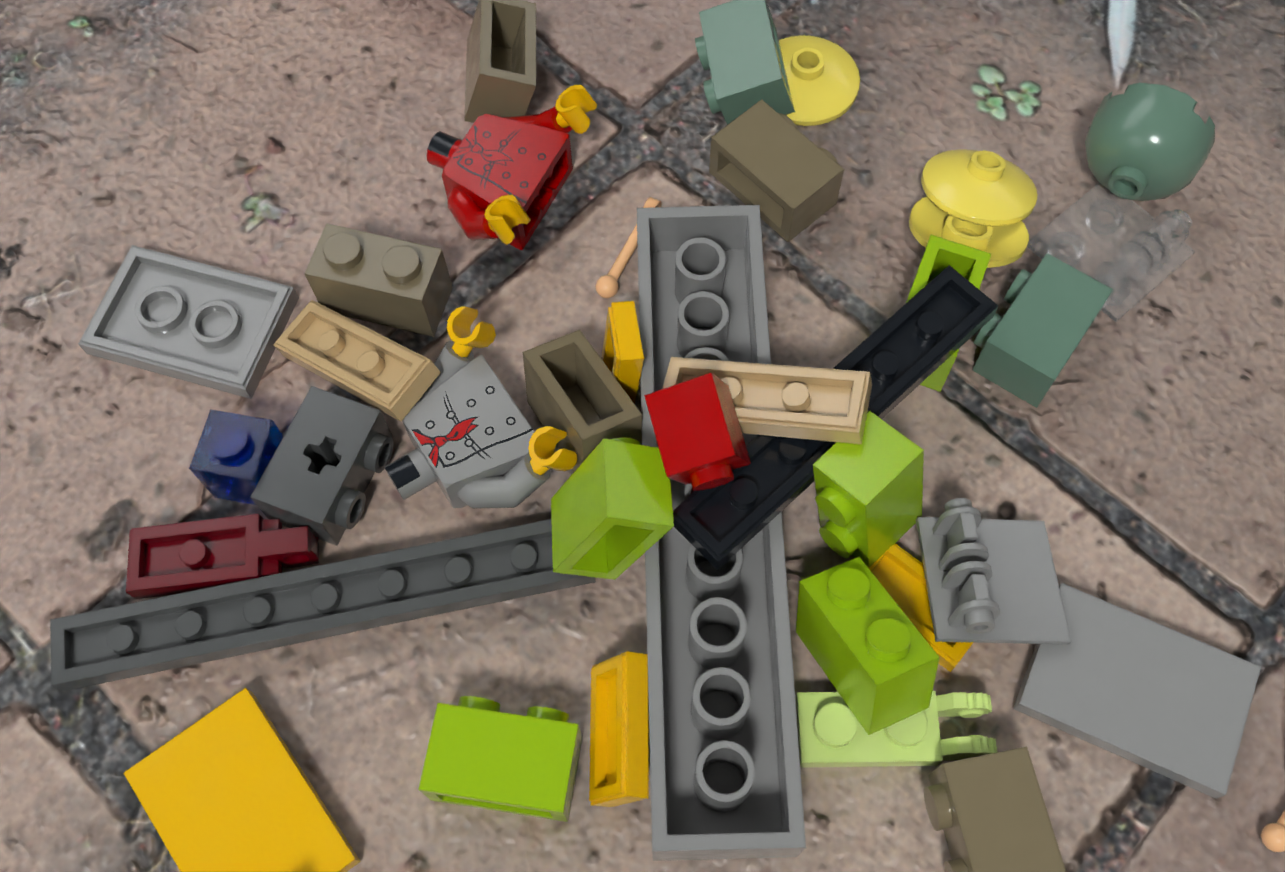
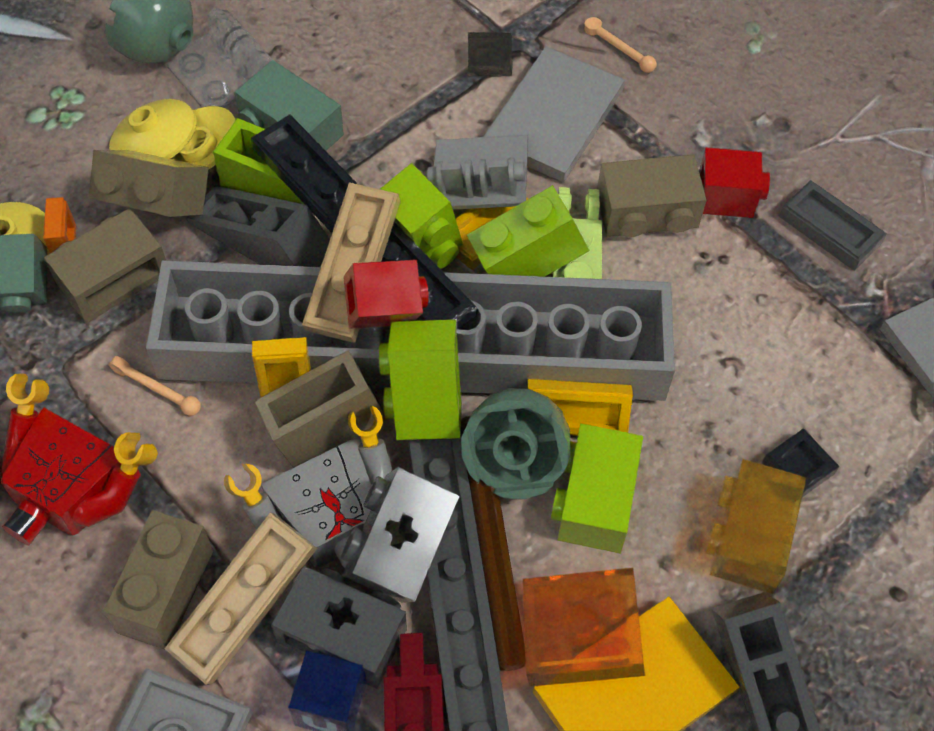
camera: 90 degrees left, 5 degrees down
(305, 740) = (582, 627): none -> clear orange plate
(371, 492) = (423, 516): none -> brick
(438, 630) = (497, 573): none -> reddish brown axle
(548, 642) = (516, 443): none -> sand green cylinder
(818, 113) = (58, 223): none -> orange tile
(849, 308) = (263, 228): none -> dark grey slope
(885, 183) = (148, 182): none -> dark tan brick
(1227, 587) = (489, 54): none -> clear smoke tile

